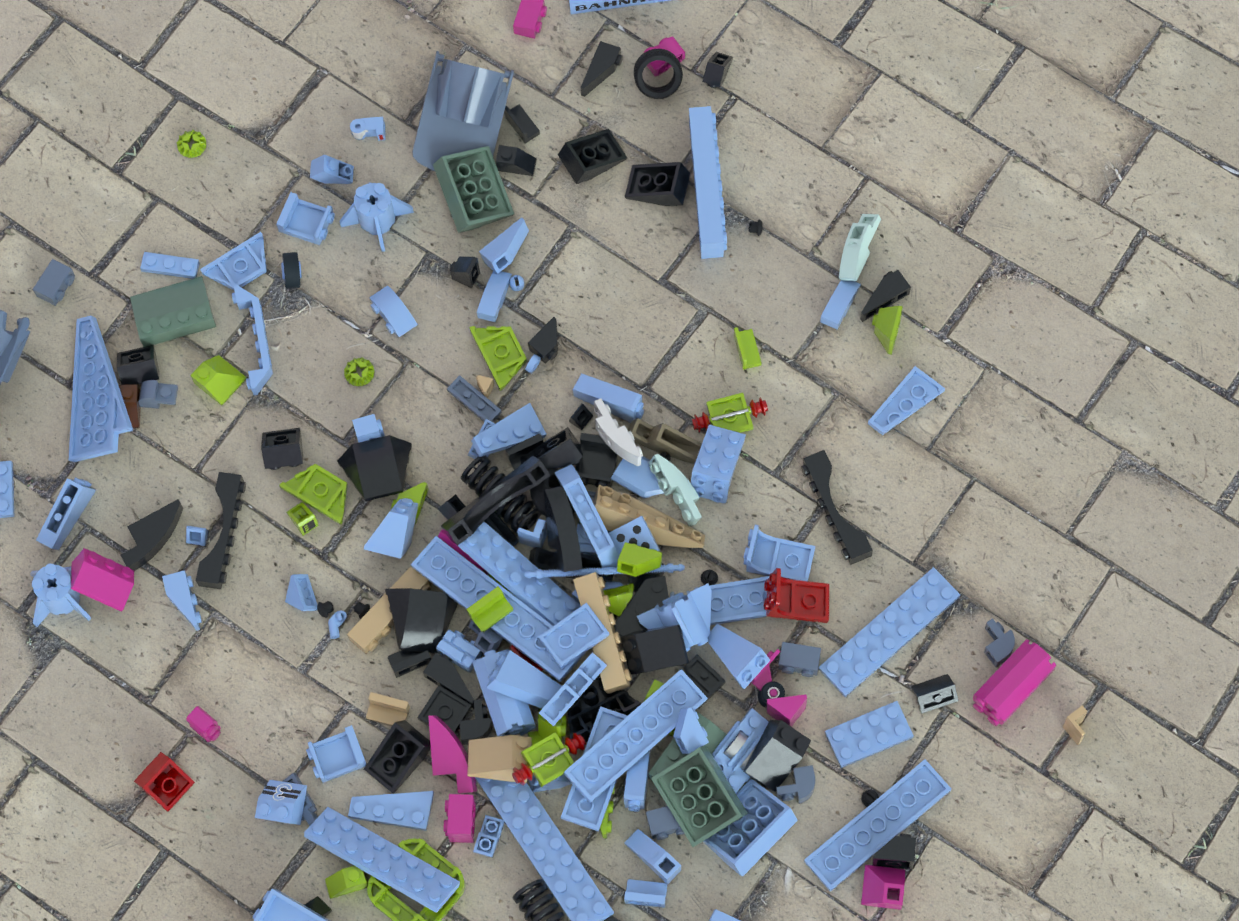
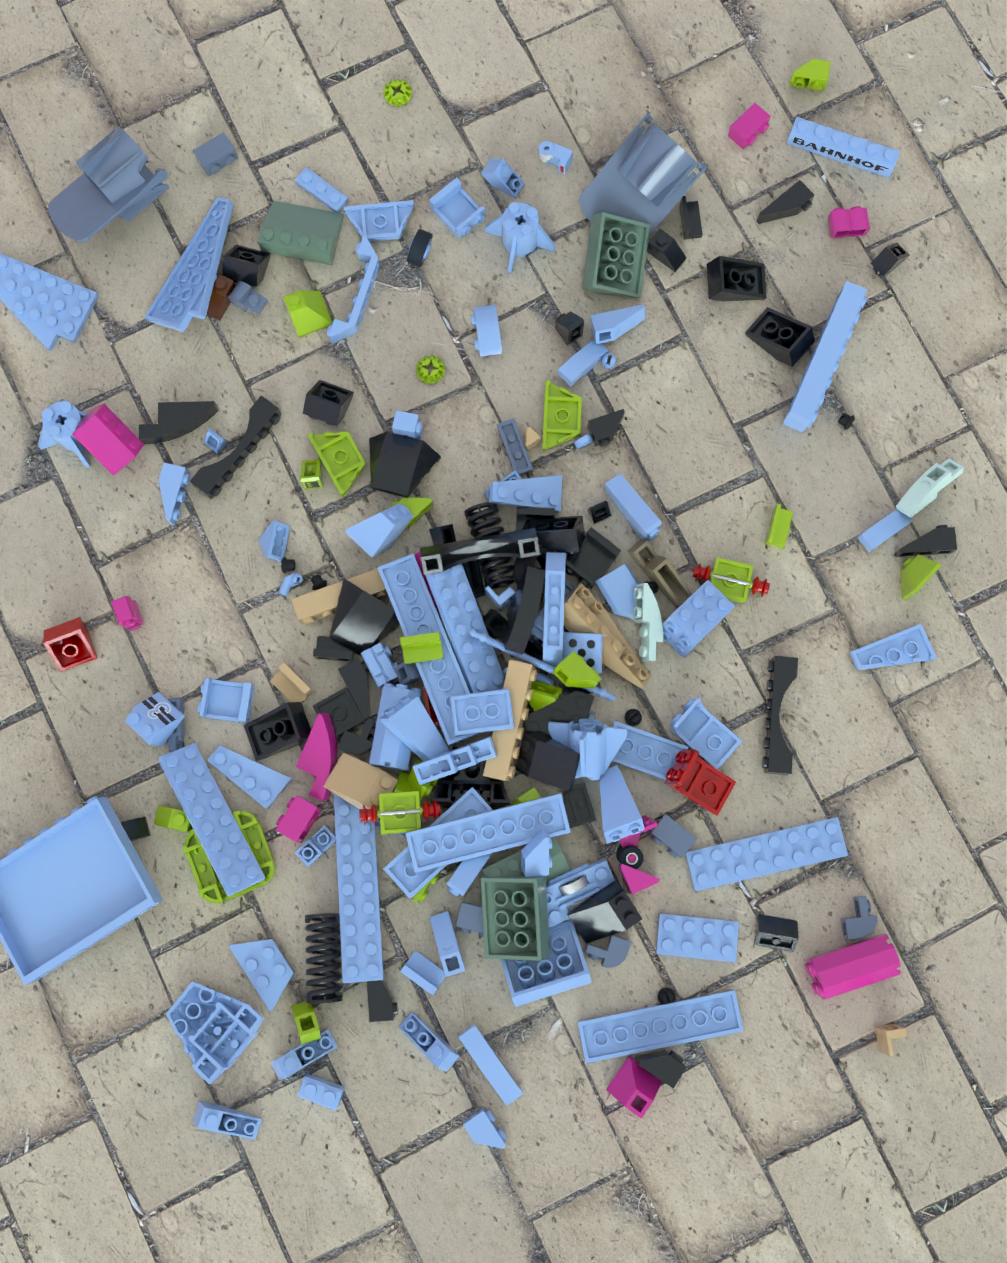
camera: 25 degrees right, 10 degrees up
(65, 512) = (115, 362): light blue slope -> none
(616, 437) = (619, 550): white slope -> none
(666, 90) = (839, 254): black tyre -> none

